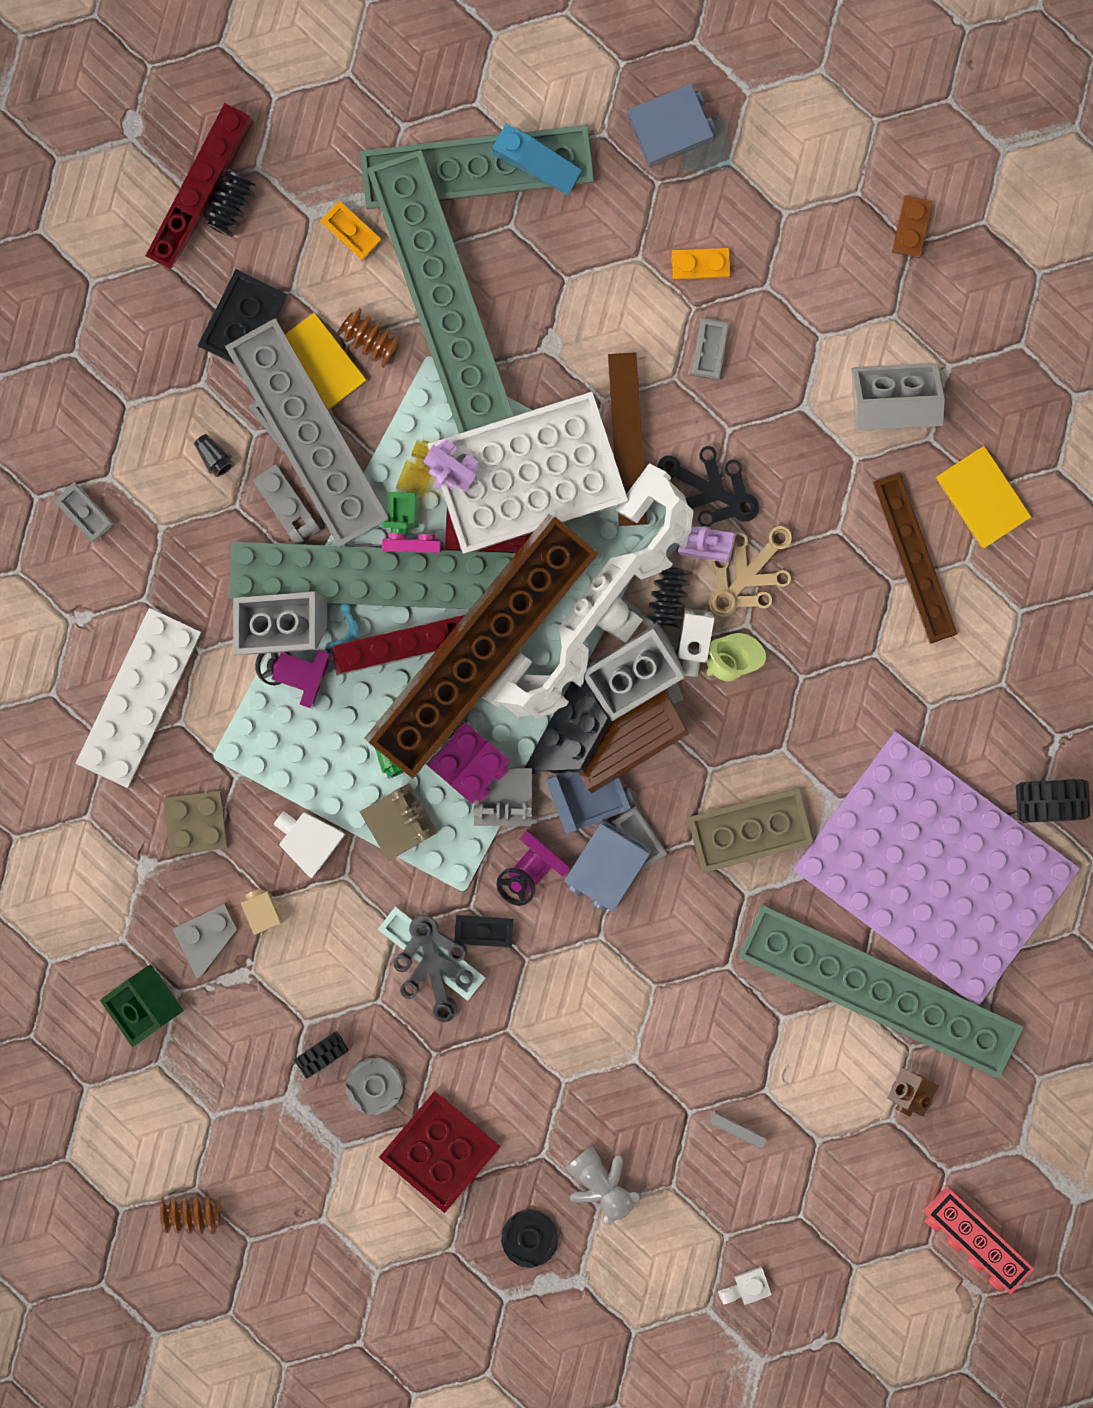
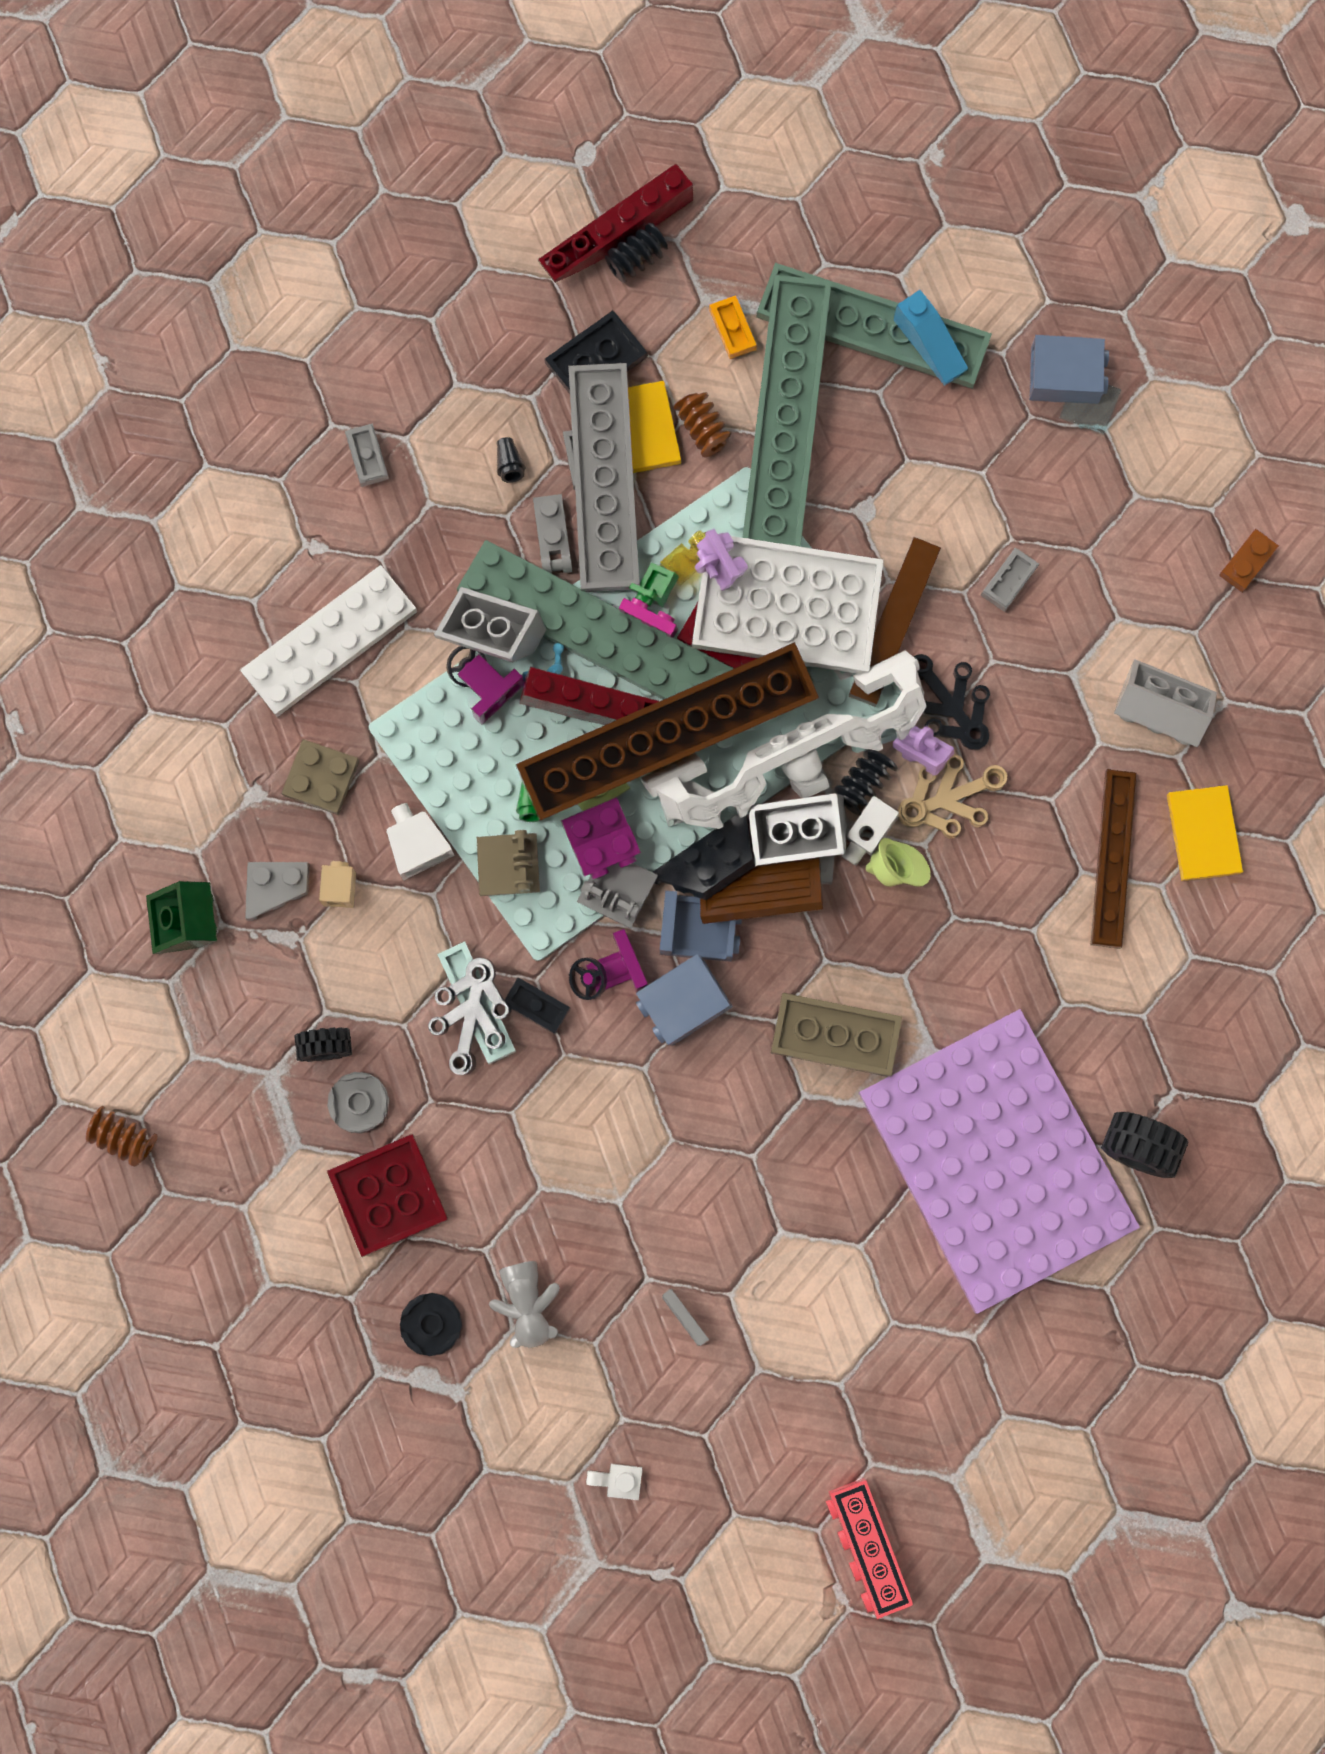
camera: 25 degrees right, 10 degrees down
(635, 826) = (729, 978): light grey tile -> none
(700, 264) = (1036, 502): light orange plate -> none
(880, 991) = (890, 1253): sand green plate -> none
(912, 1093) = (873, 1365): reddish brown brick -> none

